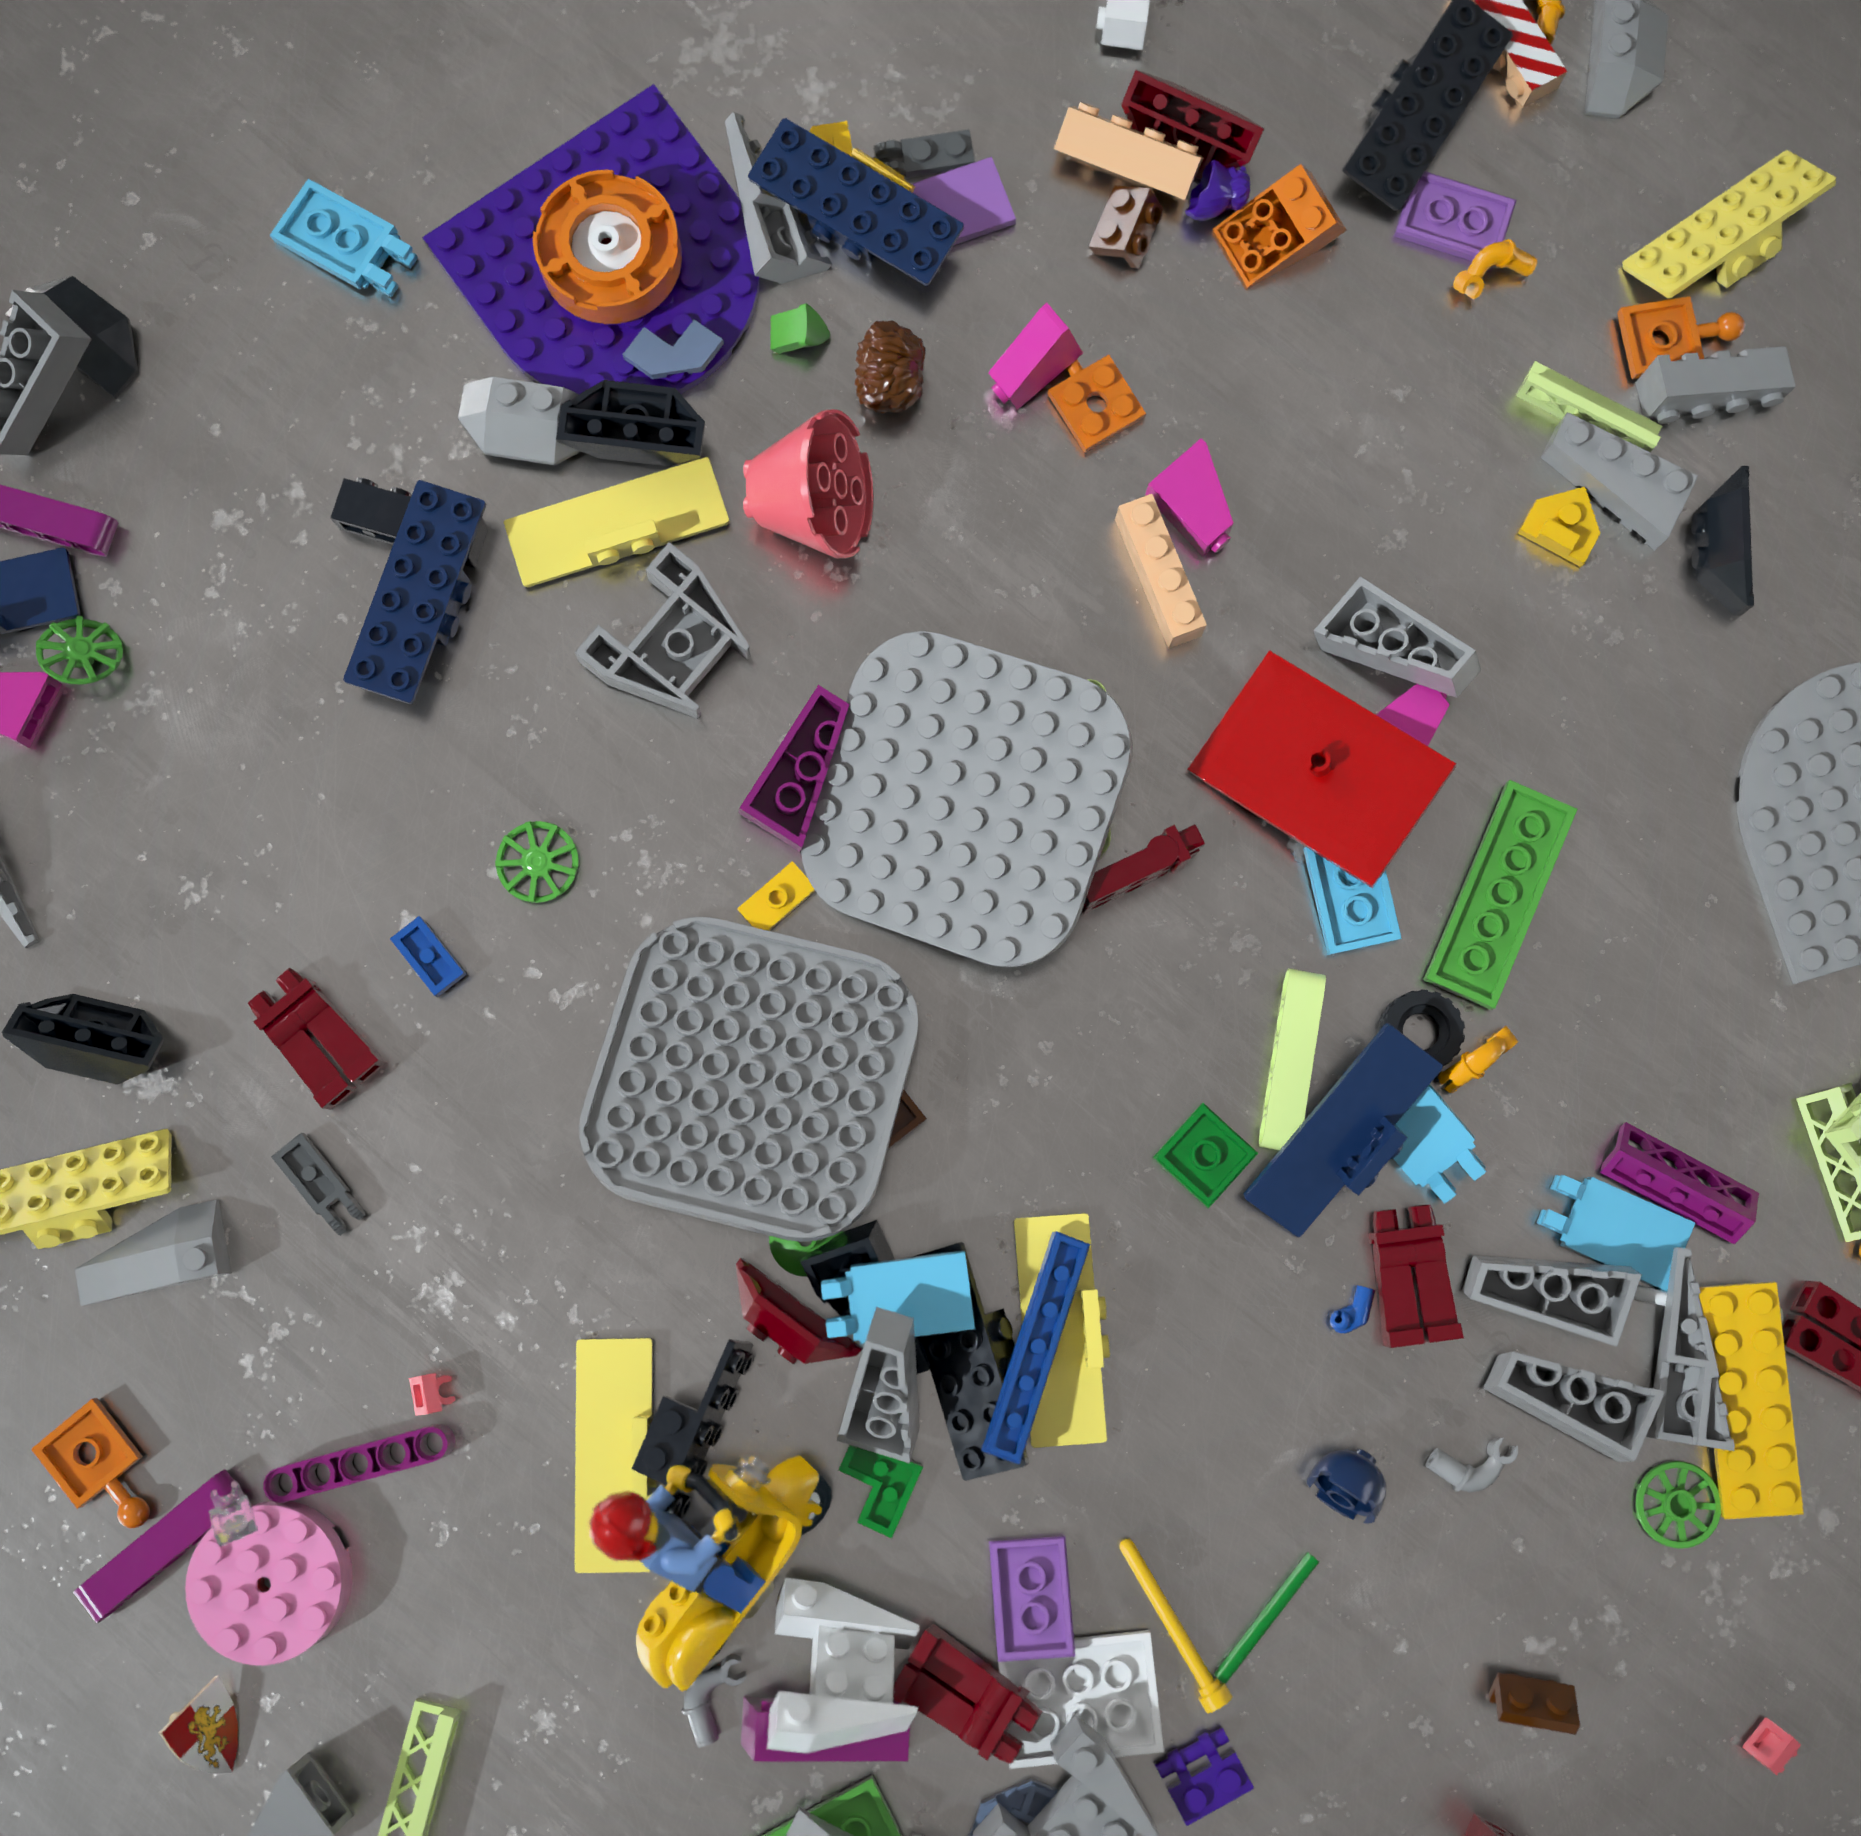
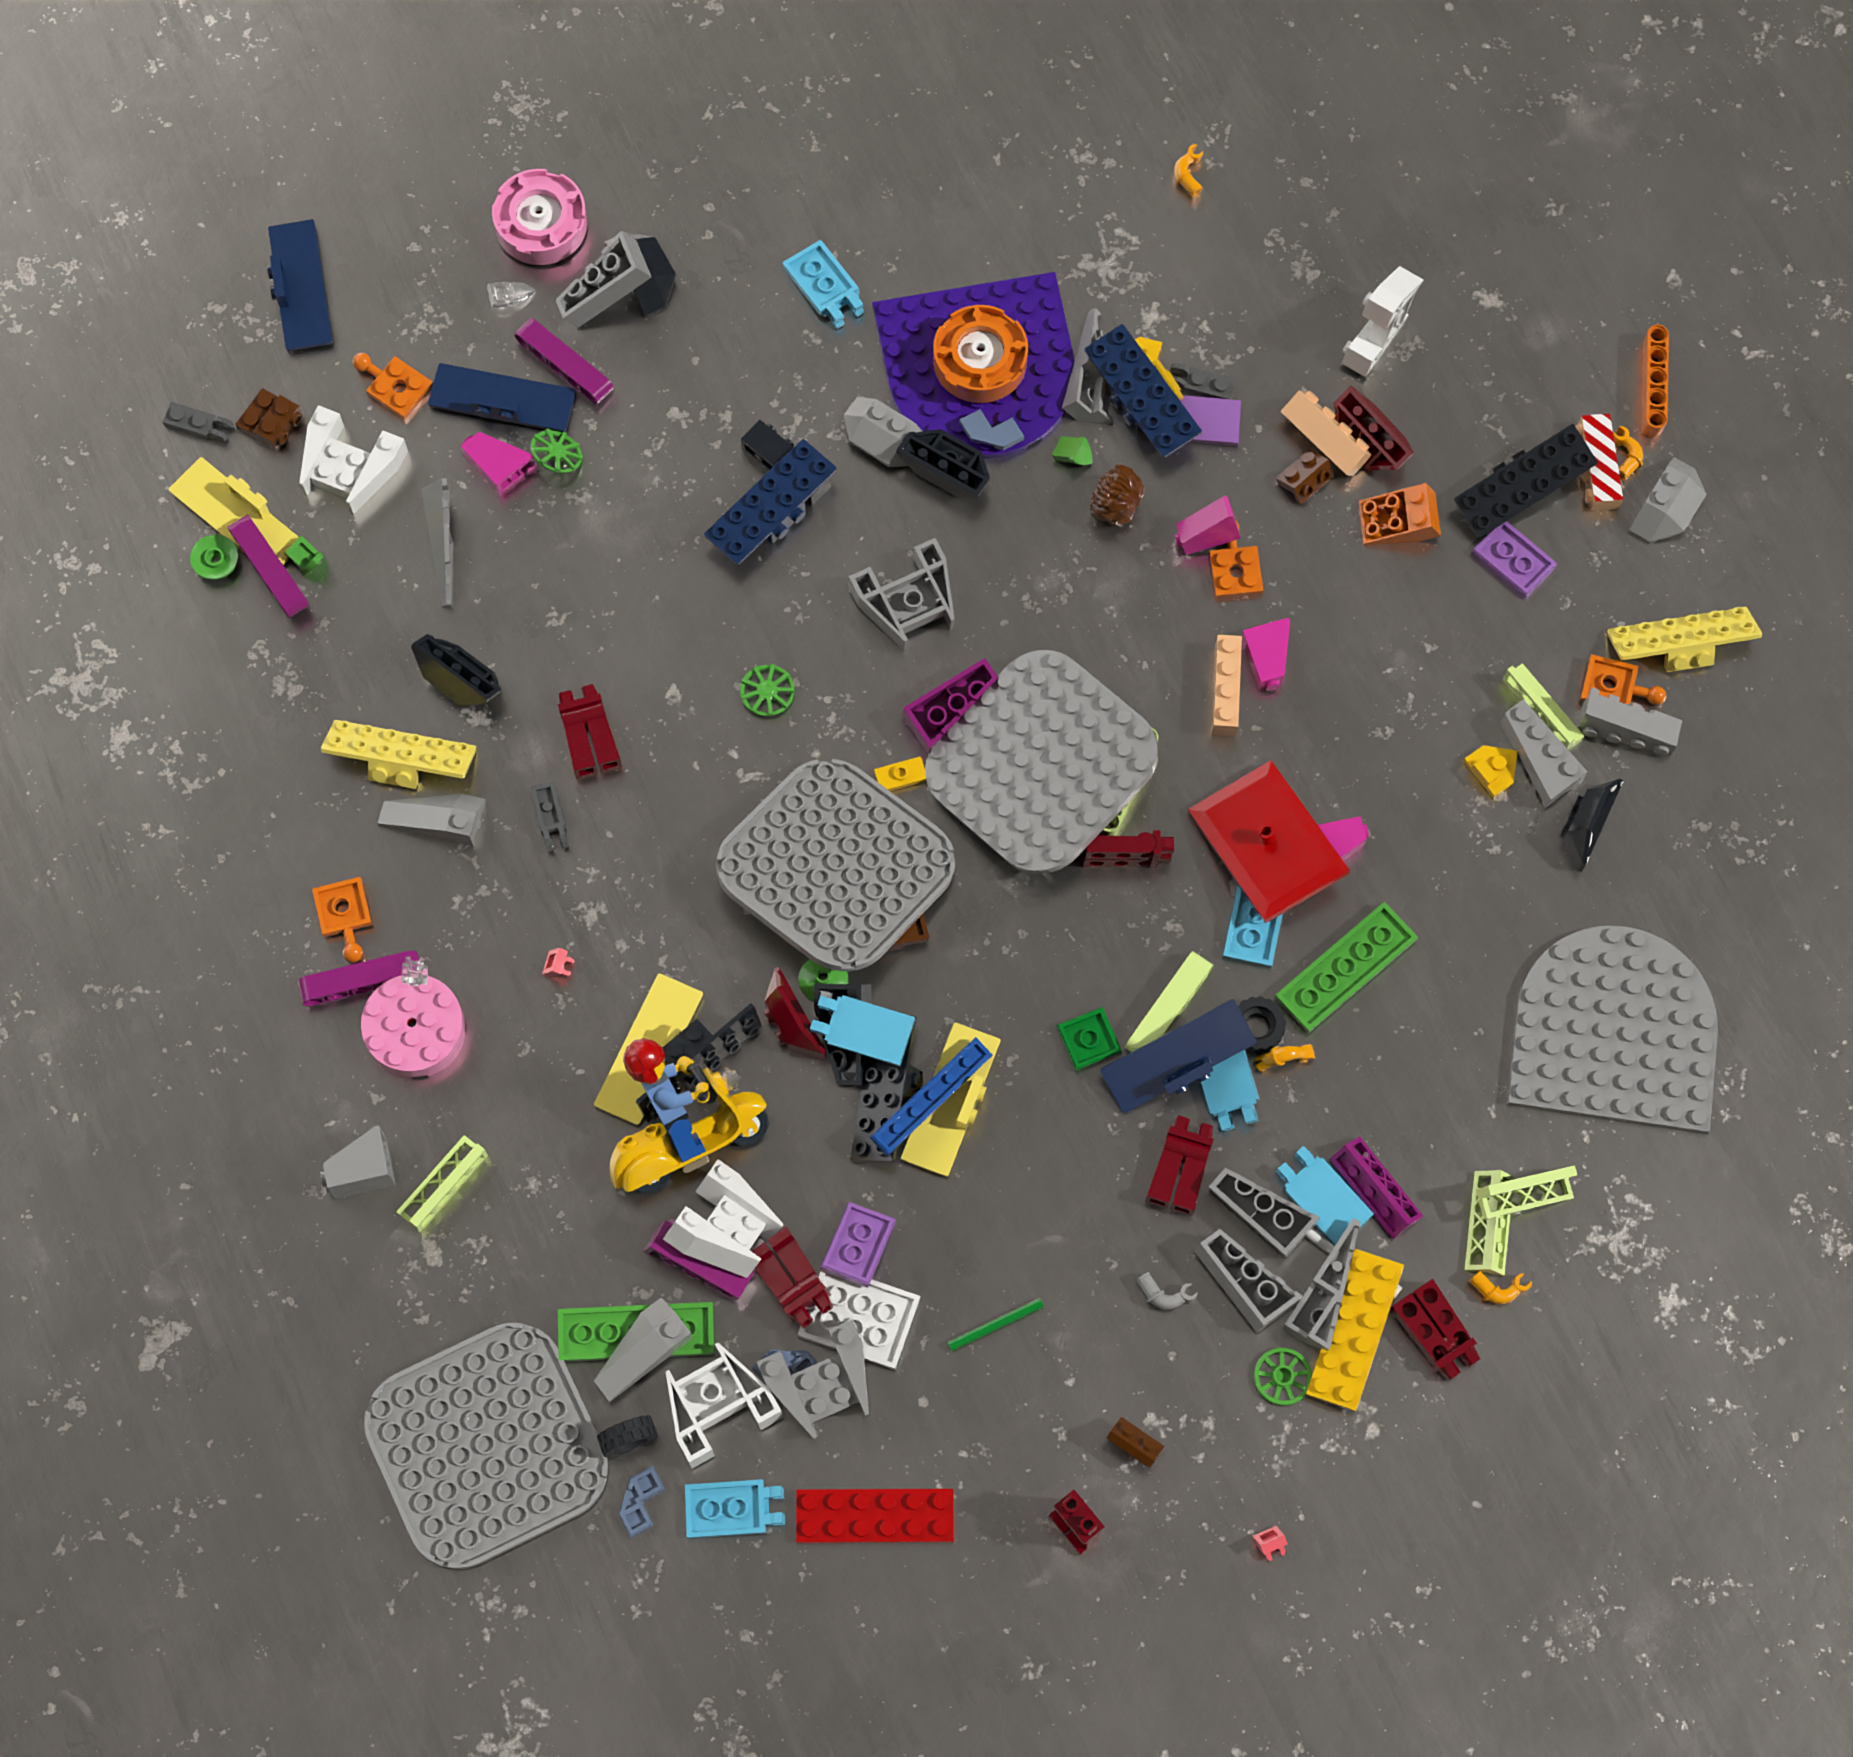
camera: 25 degrees right, 10 degrees down
(205, 1730) = (336, 1092): shield -> none
(341, 1463) = (506, 992): magenta beam -> none
(428, 956) = (676, 715): blue plate -> none
(616, 522) = (909, 515): light yellow bracket -> none
(698, 1701) = (630, 1212): light grey piece -> none
(814, 486) = (1038, 543): coral cone -> none
(884, 1394) = (827, 1076): light grey wedge -> none
(891, 1486) = (806, 1138): green plate -> none
(1210, 1785) = (912, 1406): dark purple plate -> none
(1212, 1692) = (941, 1350): yellow piece -> none
(1219, 191) = (1371, 479): dark purple hair -> none
(1350, 1483) = (1083, 1265): dark blue cylinder -> none
(1356, 1314) = (1136, 1173): blue arm -> none
(1394, 639) = (1347, 782): light grey wedge -> none
(1498, 254) = (1529, 590): light orange piece -> none

